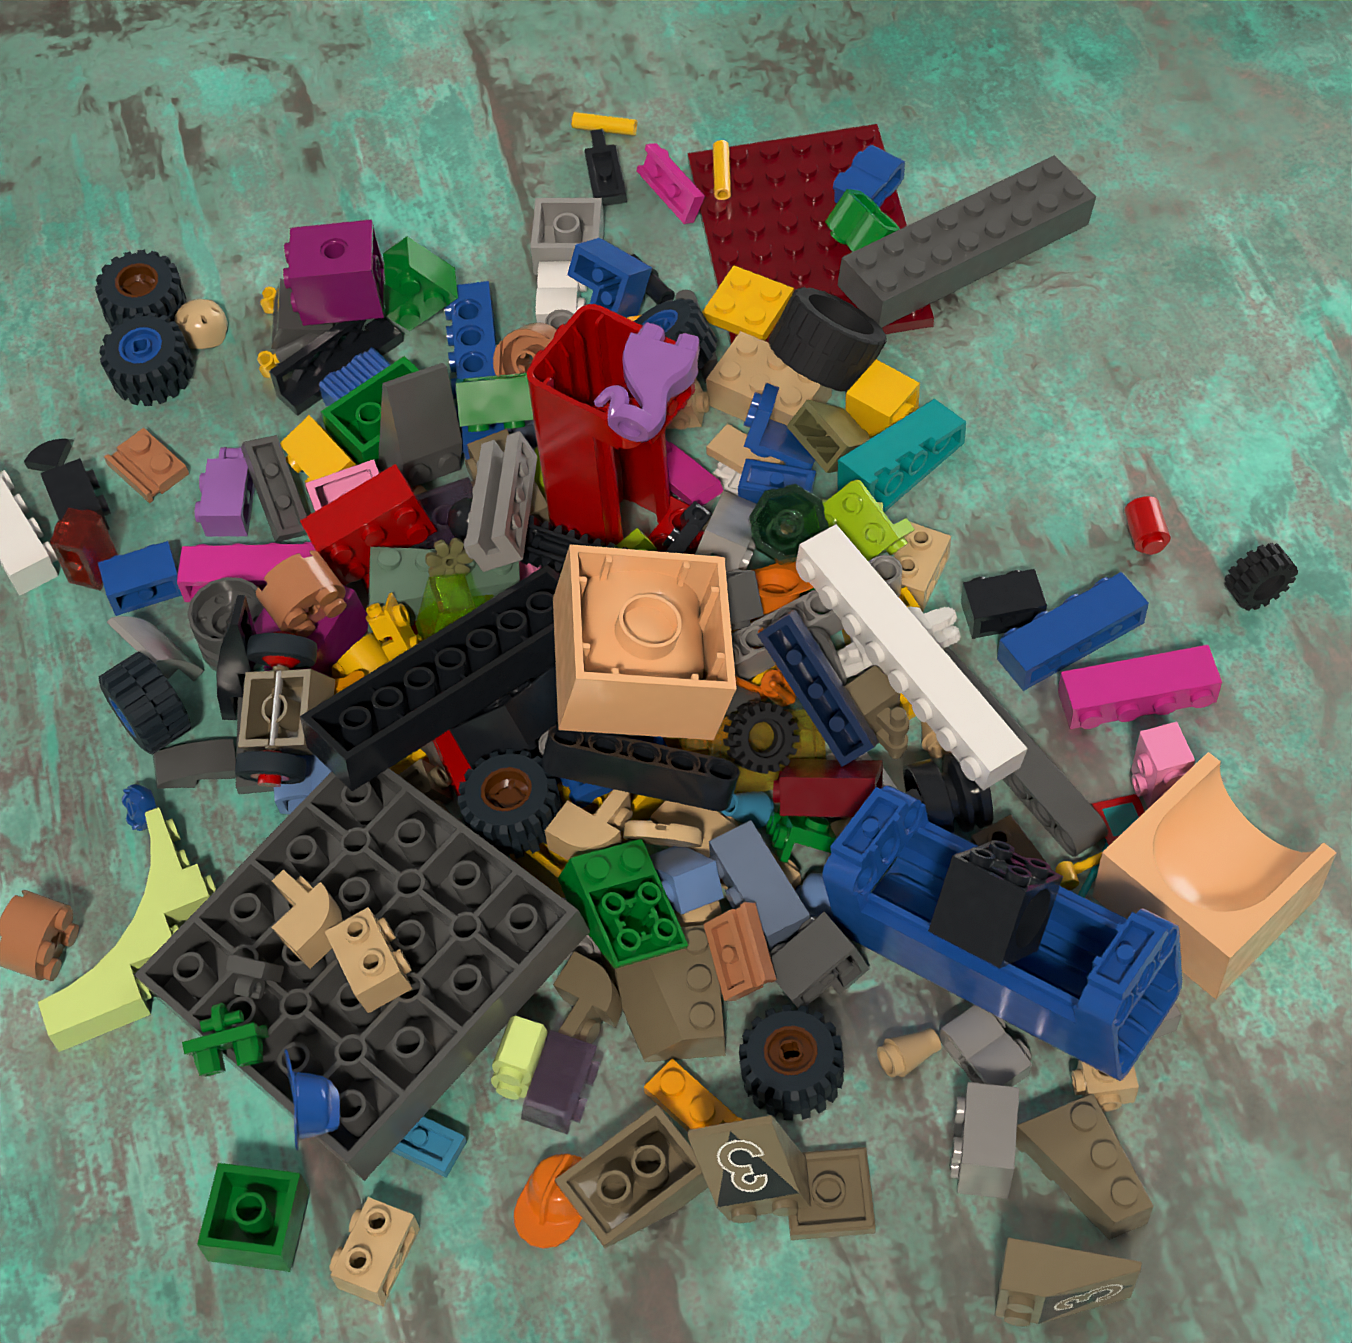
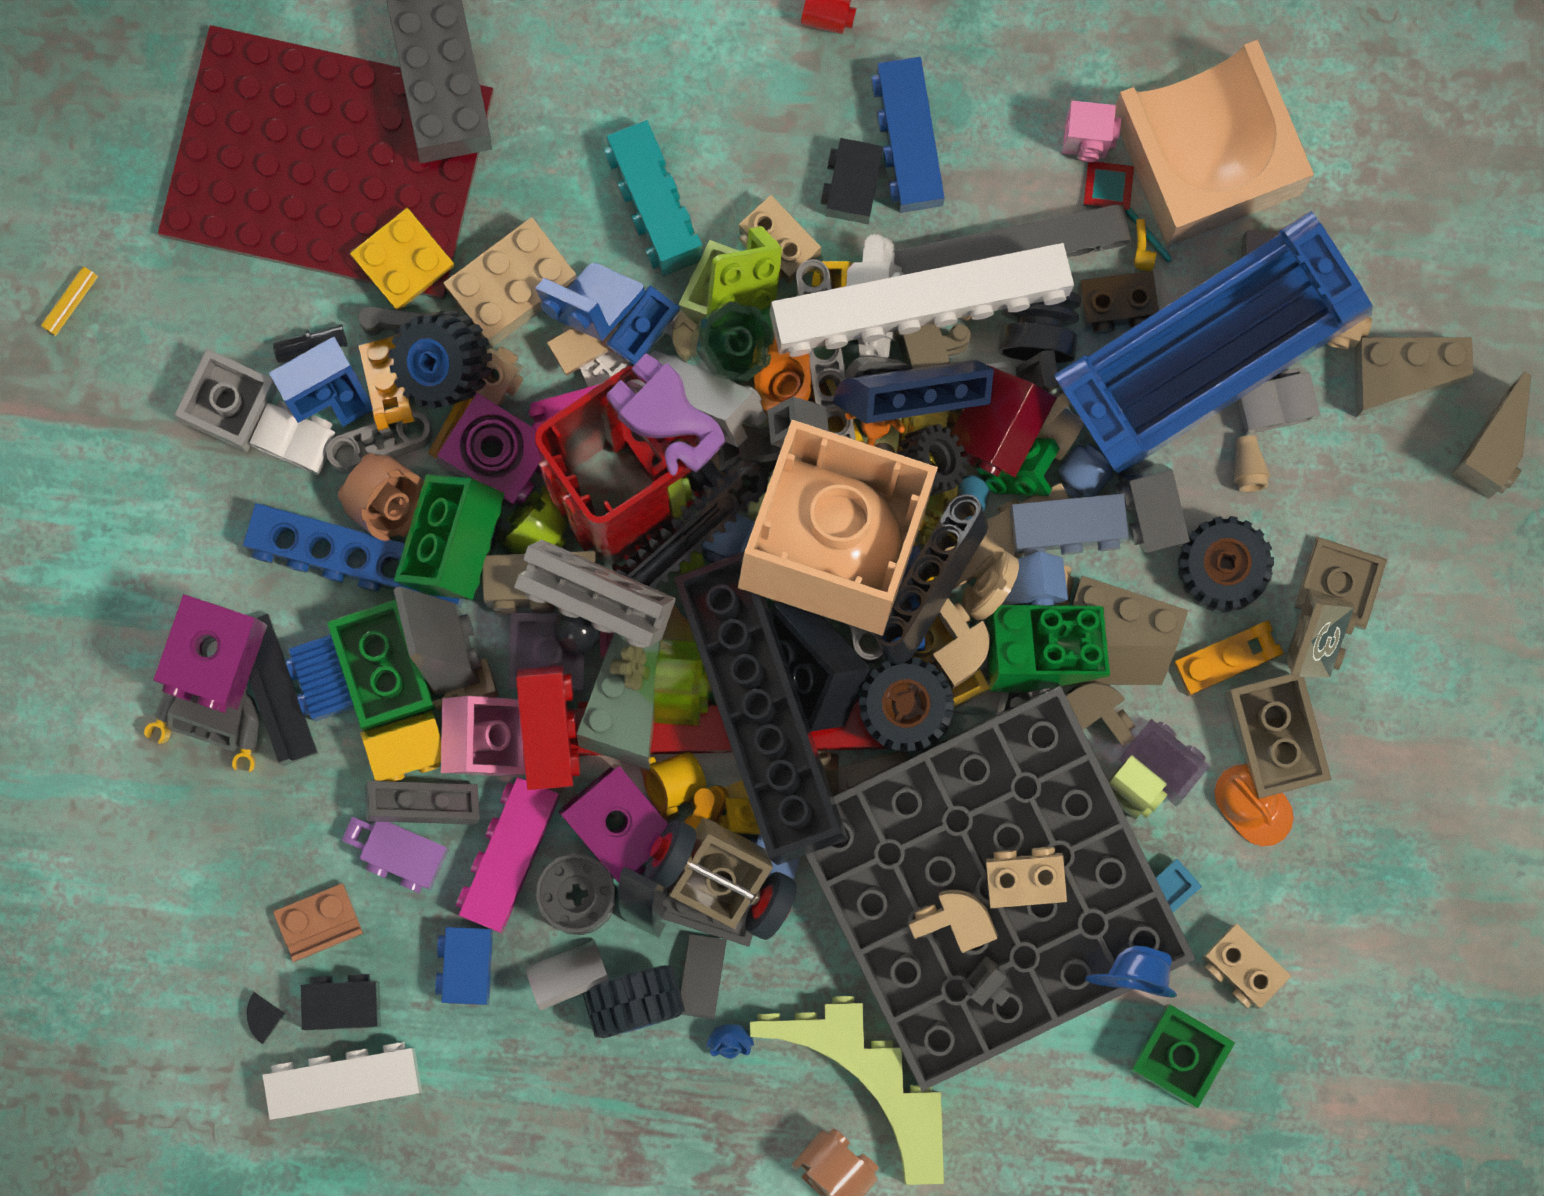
camera: 75 degrees left, 25 degrees up
(79, 545) = (416, 1010): clear red brick -> none
(139, 285) = (97, 863): black wheel -> none
(146, 359) = (190, 882): black wheel -> none
(202, 323) = (151, 811): tan helmet -> none
(208, 1048) = (1036, 1027): green hips -> none
(302, 593) = (622, 815): nougat brick -> none
(394, 622) = (679, 743): yellow hinge -> none
(416, 283) = (237, 574): green brick -> none
(604, 170) = (141, 327): black hinge -> none
(670, 183) = (194, 268): dark pink hinge -> none
(721, 169) = (210, 210): yellow piece -> none
(739, 951) = (1126, 566): nougat plate -> none
(826, 339) = (502, 206): black tyre -> none
(826, 433) = (613, 252): olive torso -> none
(858, 221) = (369, 107): green brick -> none
(873, 173) = (303, 72): blue brick -> none
(881, 398) = (585, 185): yellow head -> none
(985, 1140) = (1362, 439): light grey brick -> none
(995, 903) = (1210, 341): black brick -> none
(1139, 687) = (993, 107): dark pink brick -> none

